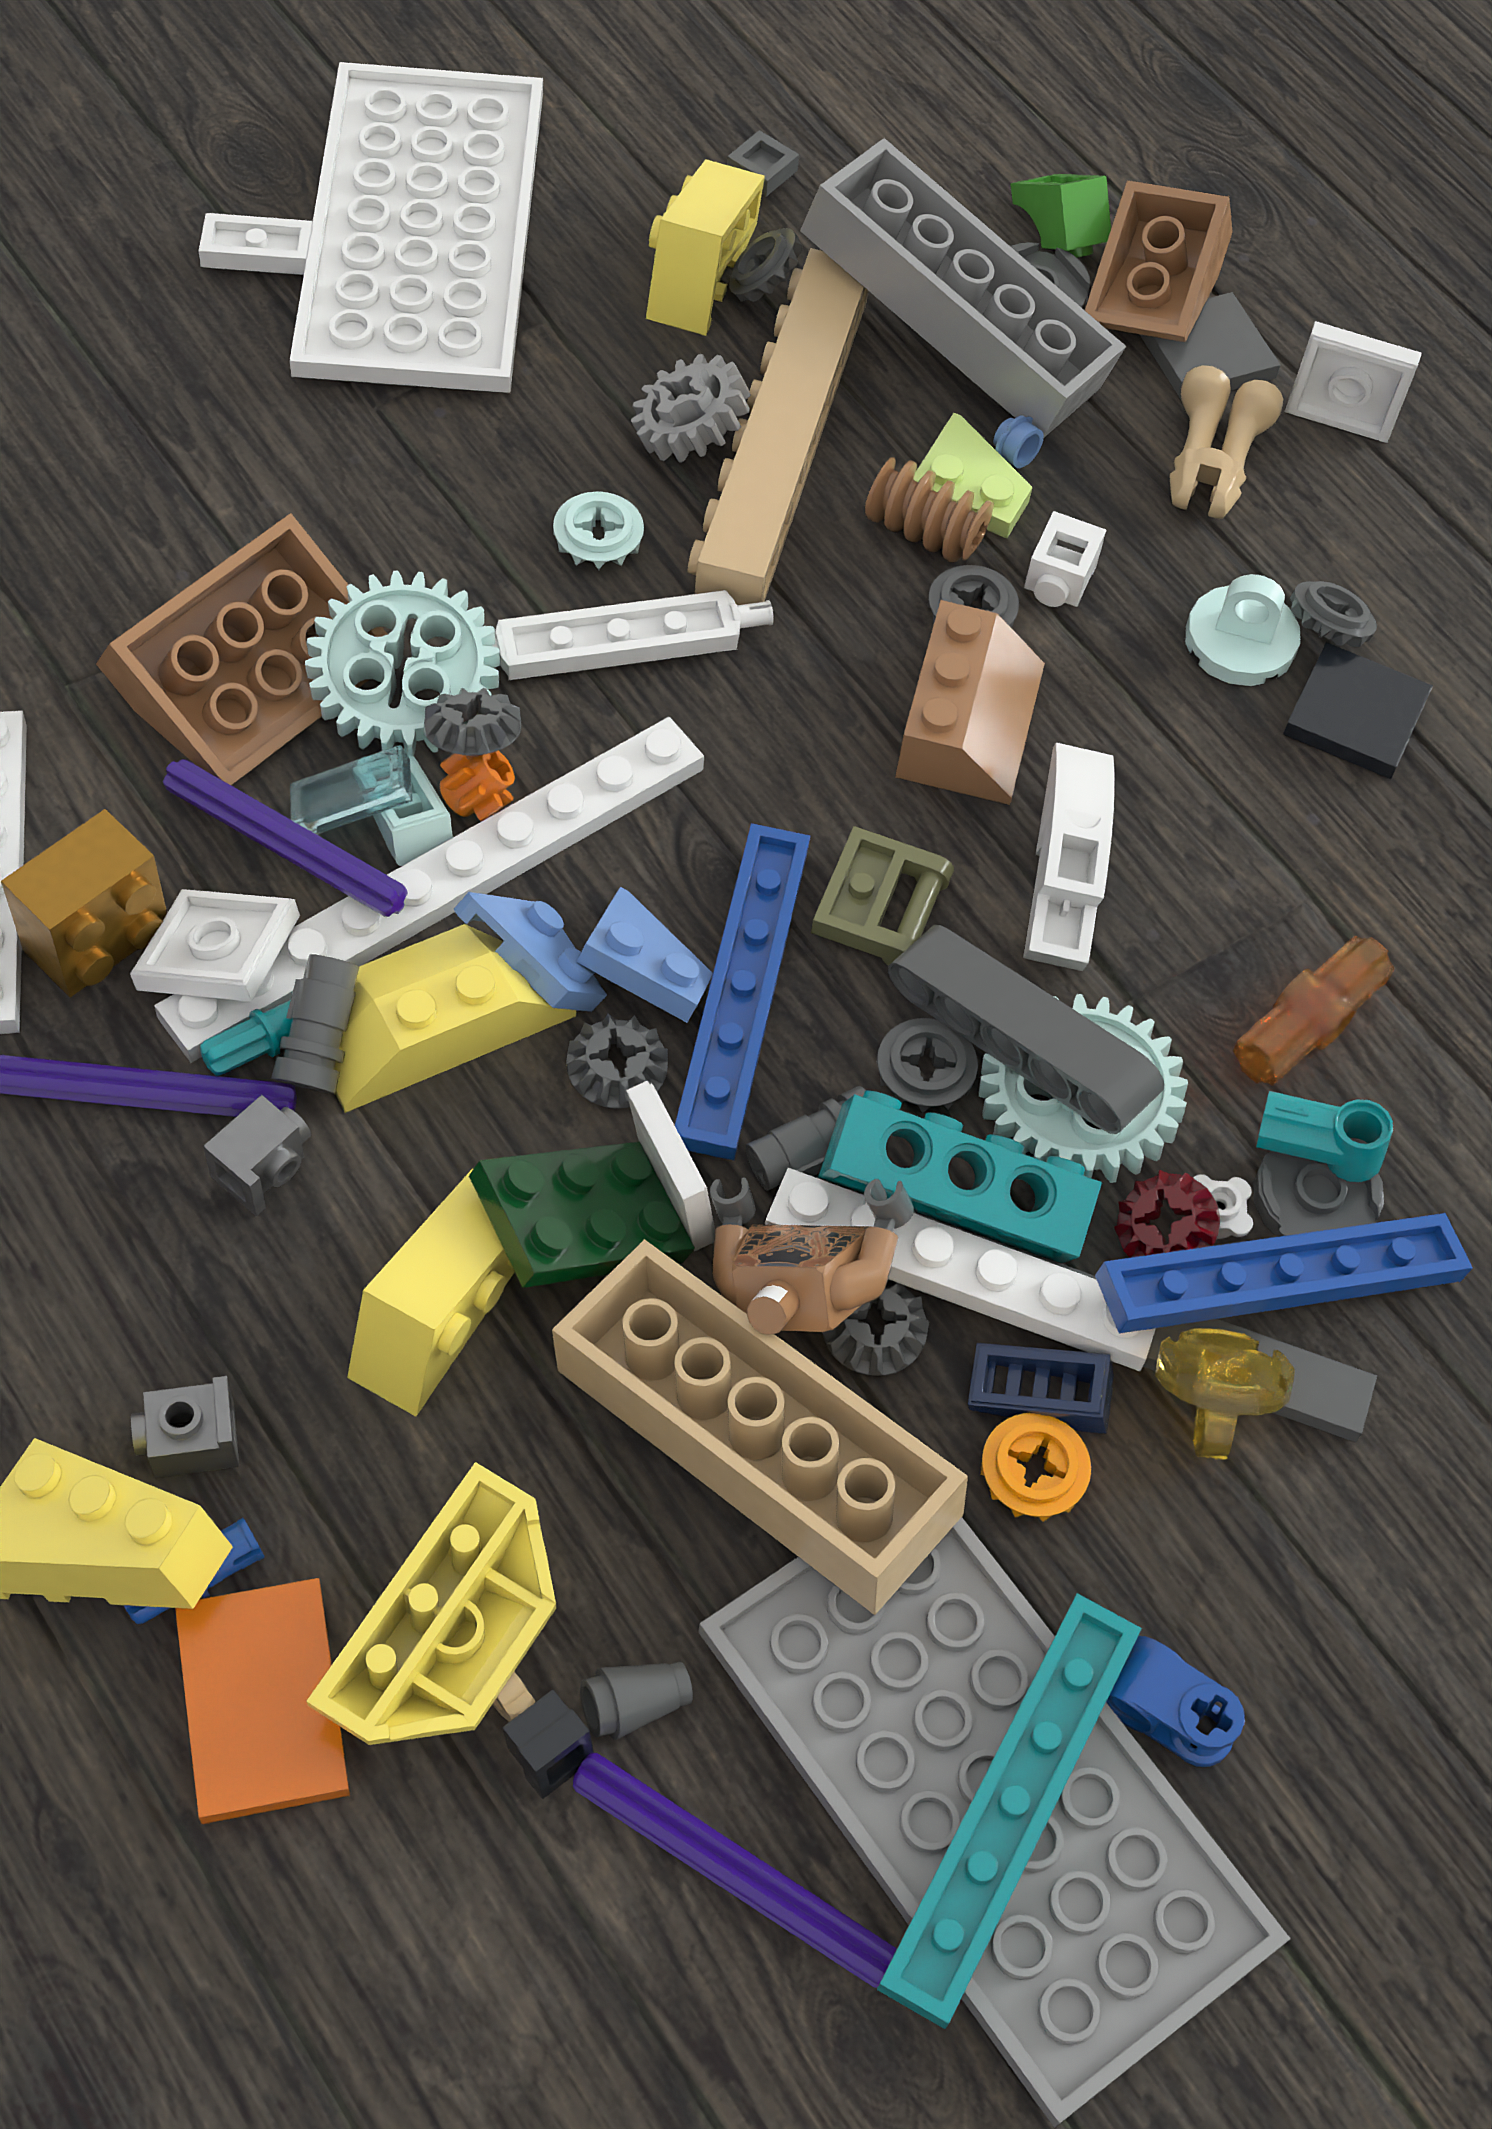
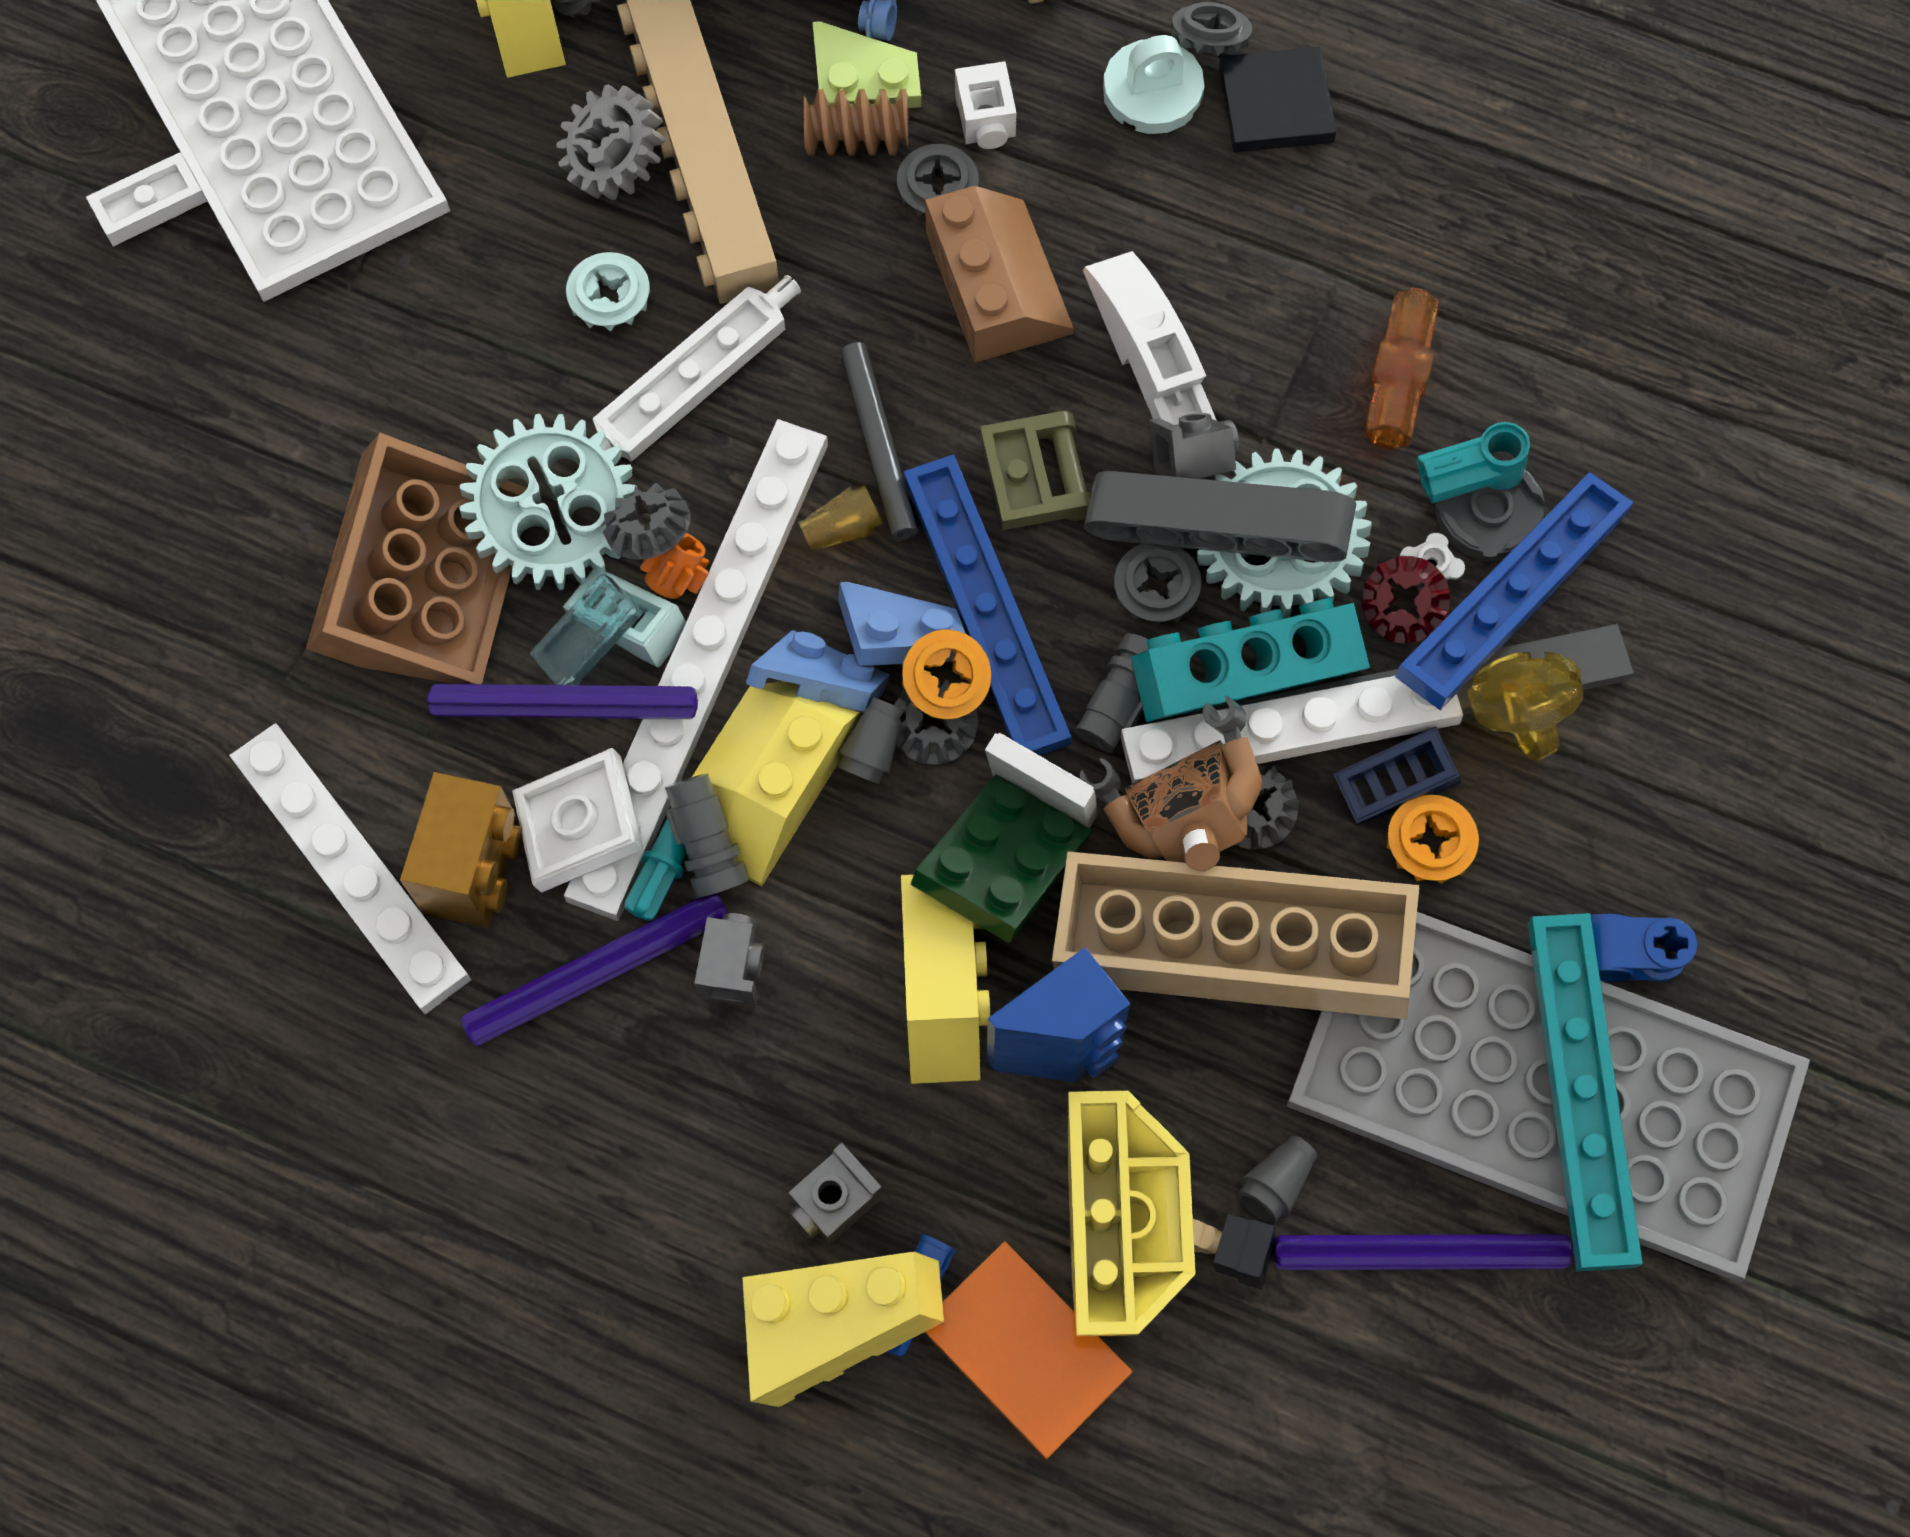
camera: 25 degrees left, 10 degrees up
(509, 1389) = (1061, 1024): none -> blue slope
(541, 1039) = (872, 741): none -> dark grey cone
(653, 986) = (968, 662): none -> light orange gear
(664, 834) = (841, 519): none -> clear yellow cone
(750, 791) = (879, 441): none -> dark grey piece
(1048, 954) = (1194, 446): none -> flat silver brick

